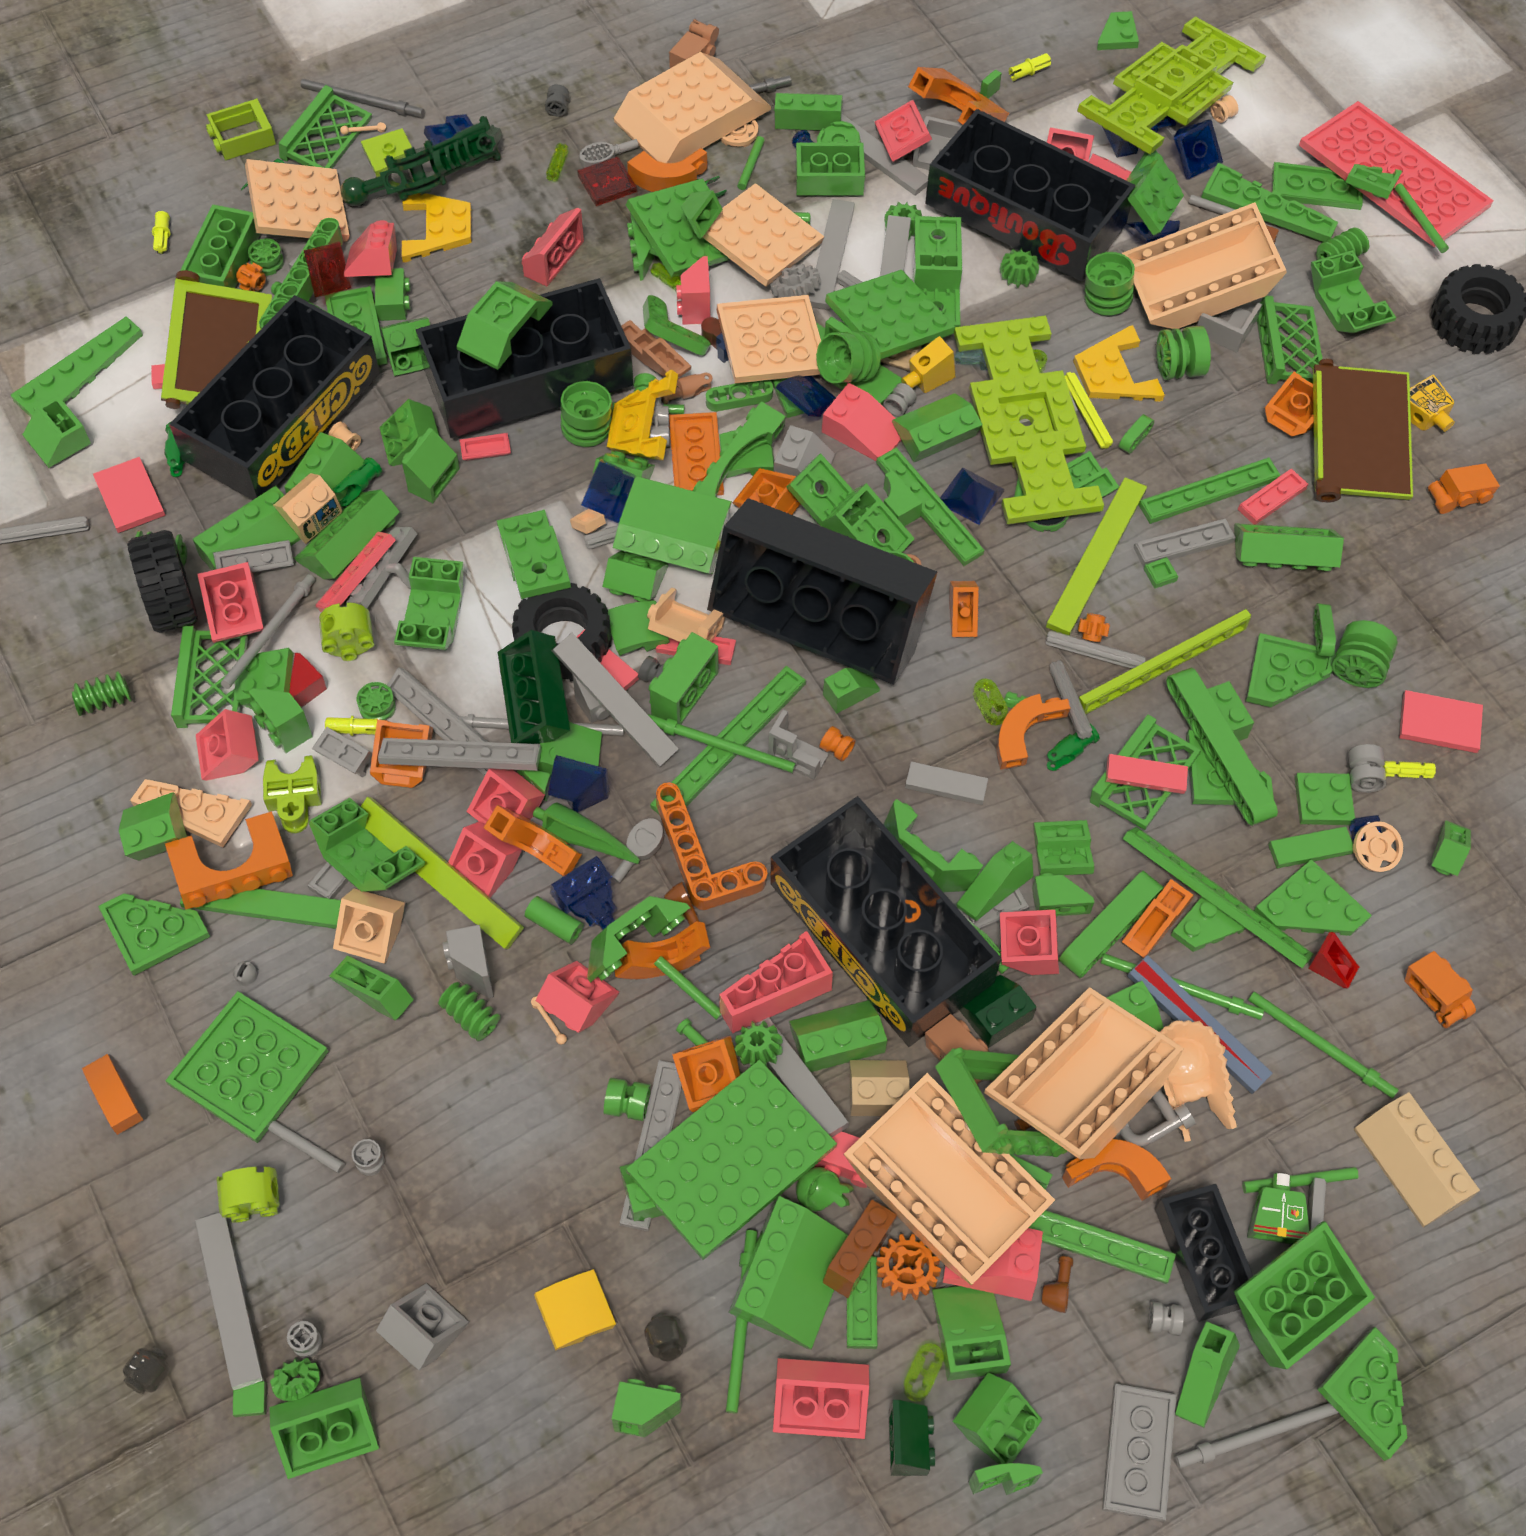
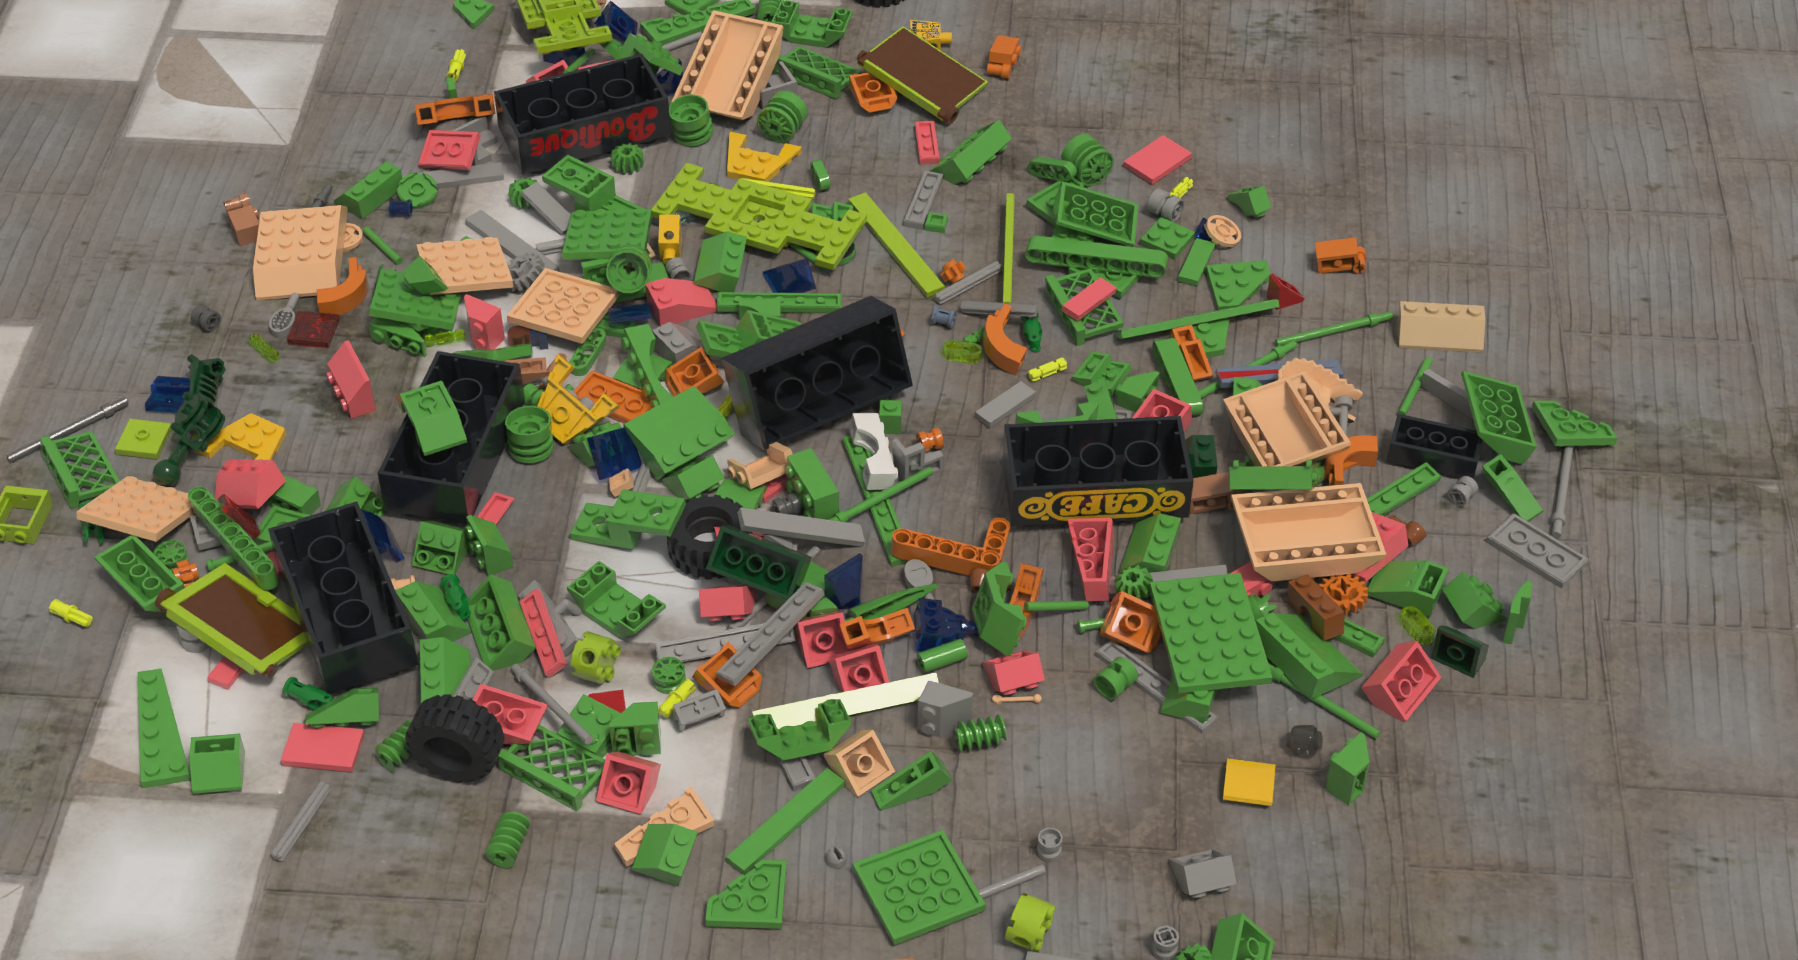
camera: 55 degrees left, 15 degrees down
(173, 486) = (353, 706): none -> bright green slope
(203, 885) = (744, 842): orange arch -> none
(292, 793) = (705, 759): lime piece -> none
(309, 507) = (458, 626): light nougat slope -> none
(380, 127) = (95, 451): light nougat hinge -> none
(383, 381) = (382, 535): none -> clear blue slope
(485, 693) = (727, 601): none -> coral slope
(754, 721) = (869, 433): none -> white arch
(830, 169) = (441, 203): bright green brick -> none
(876, 1085) = (1206, 545): tan slope -> none
(1027, 793) = (1047, 369): none -> neon yellow axle
(1032, 663) = (944, 316): none -> sand blue bush
(1108, 150) = (580, 61): none -> bright green bar
(1209, 490) = (894, 167): bright green tile -> none
(1275, 710) = (1096, 213): none -> bright green slope
(1279, 1213) = (1433, 402): bright green torso -> none

